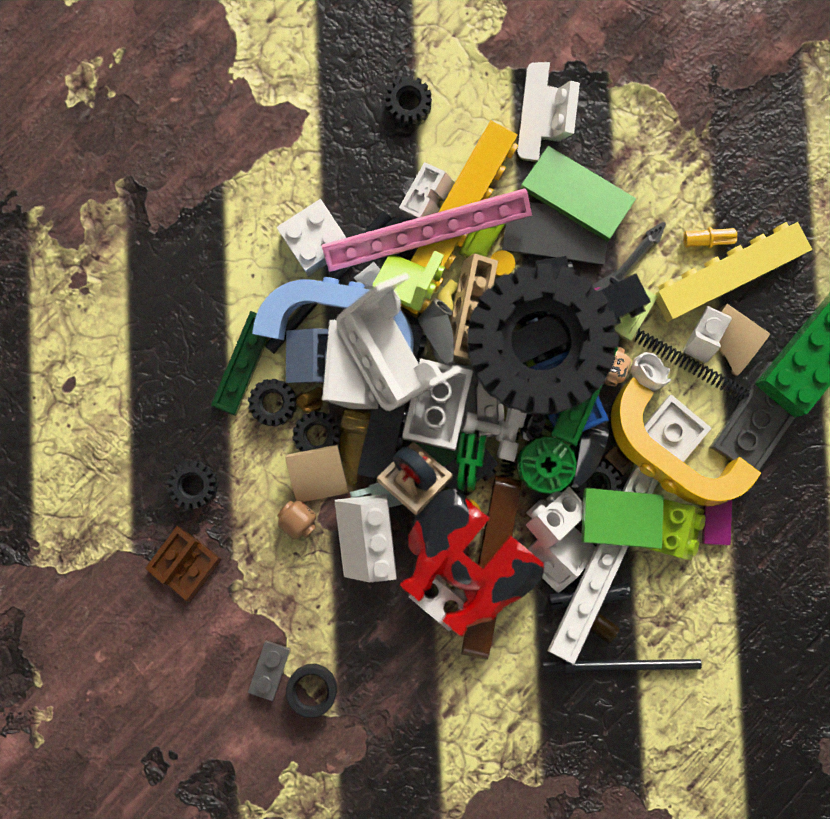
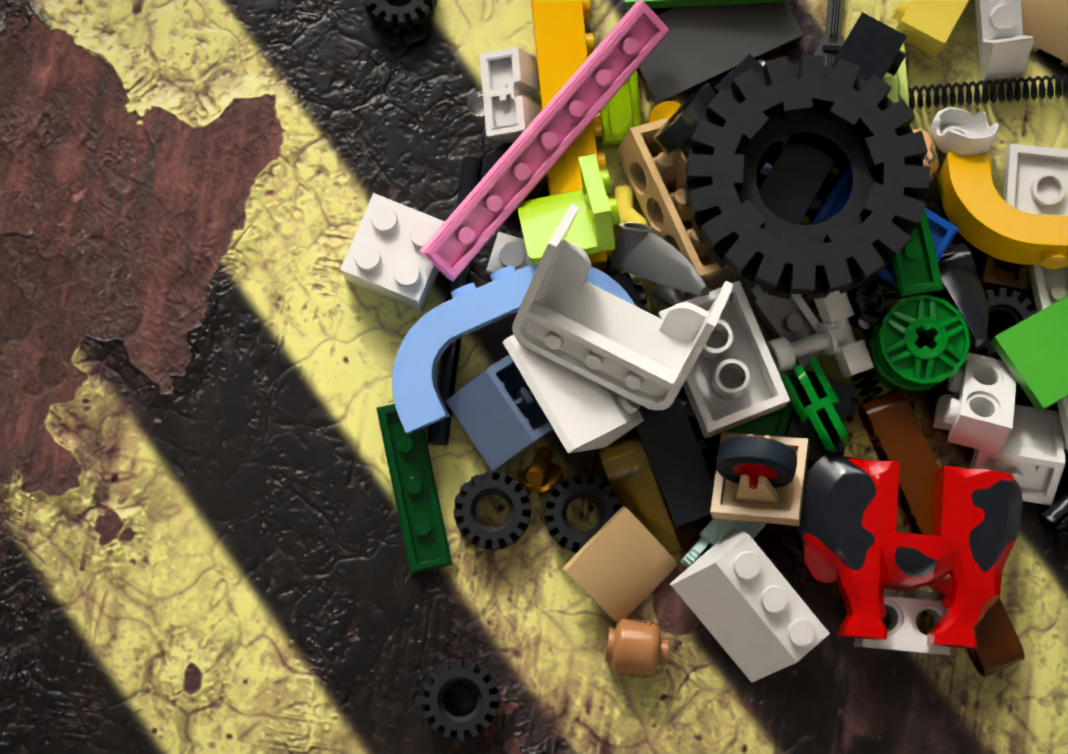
camera: 35 degrees left, 5 degrees down
(497, 269) = (685, 119): none -> black beam

